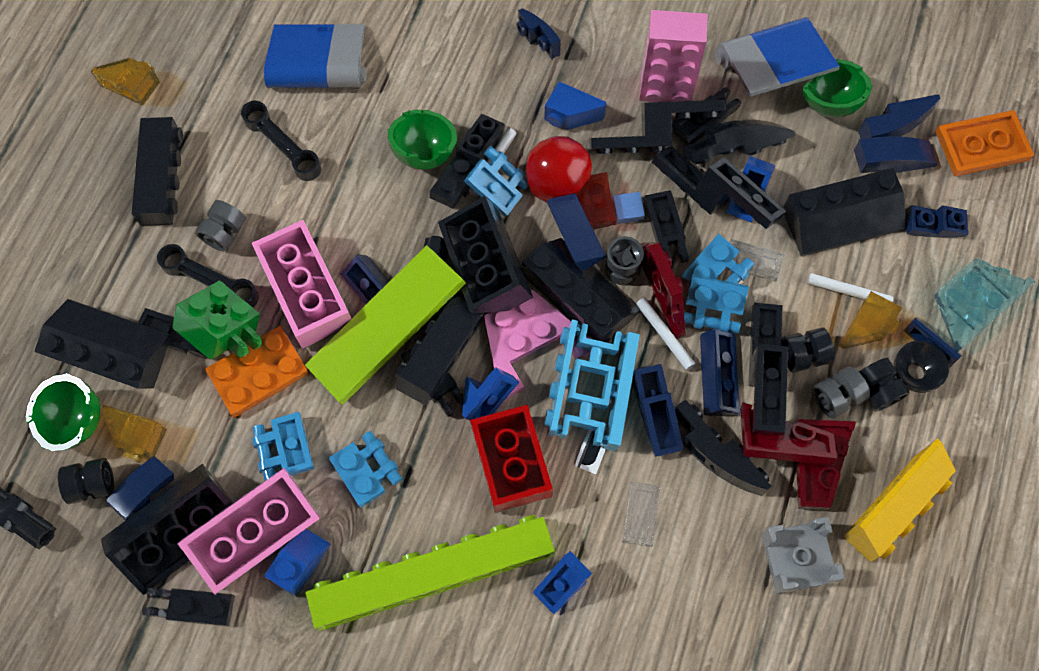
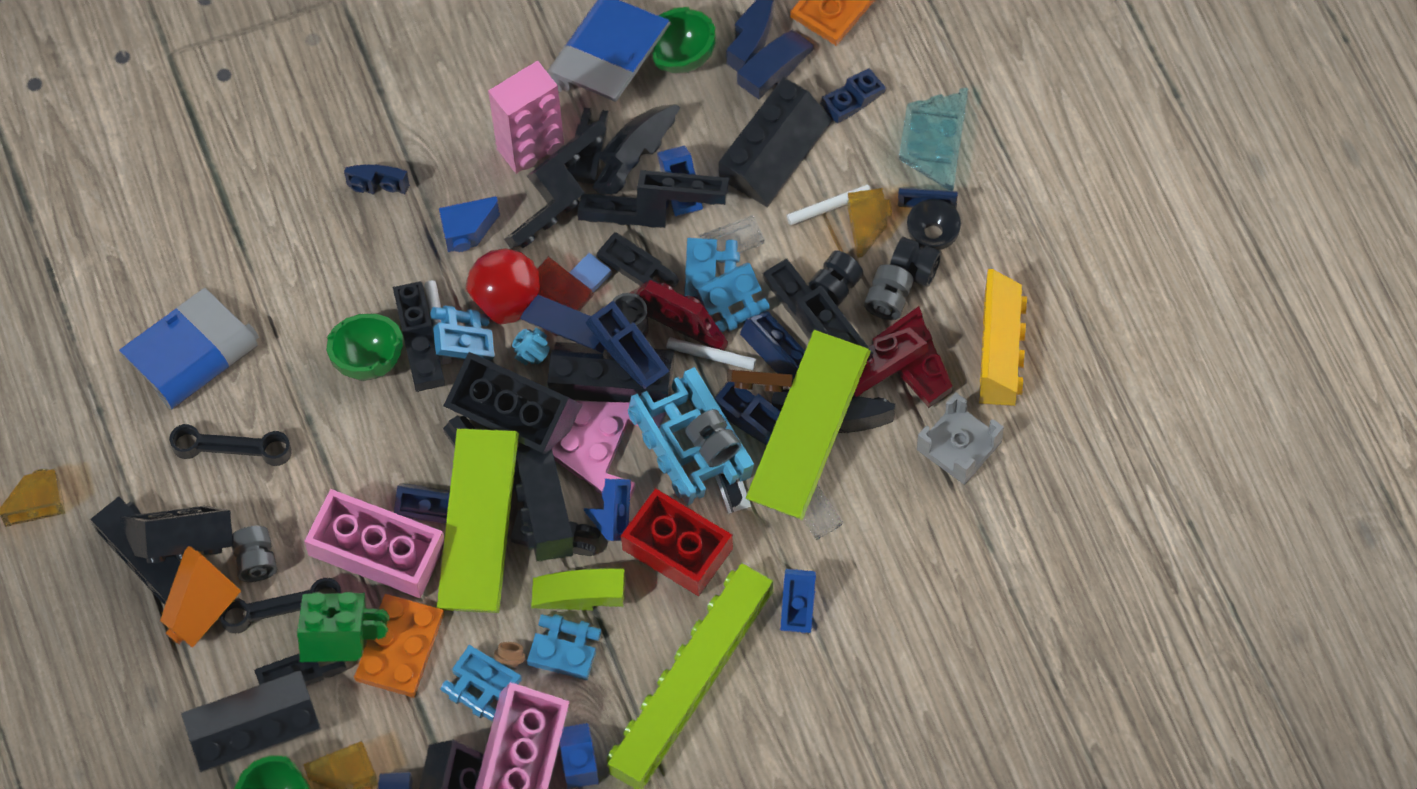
camera: 40 degrees left, 5 degrees down
(151, 226) = (196, 598): none -> orange slope
(179, 170) = (172, 531): none -> black slope
(321, 442) = (509, 654): none -> medium nougat plate
(413, 435) = (579, 589): none -> lime slope
(538, 227) = (531, 346): none -> medium azure gear
(599, 279) = (627, 345): none -> dark blue slope
(603, 399) = (715, 440): none -> dark grey wheel
(687, 392) = (772, 381): none -> reddish brown wing
(688, 448) = (808, 424): none -> lime tile

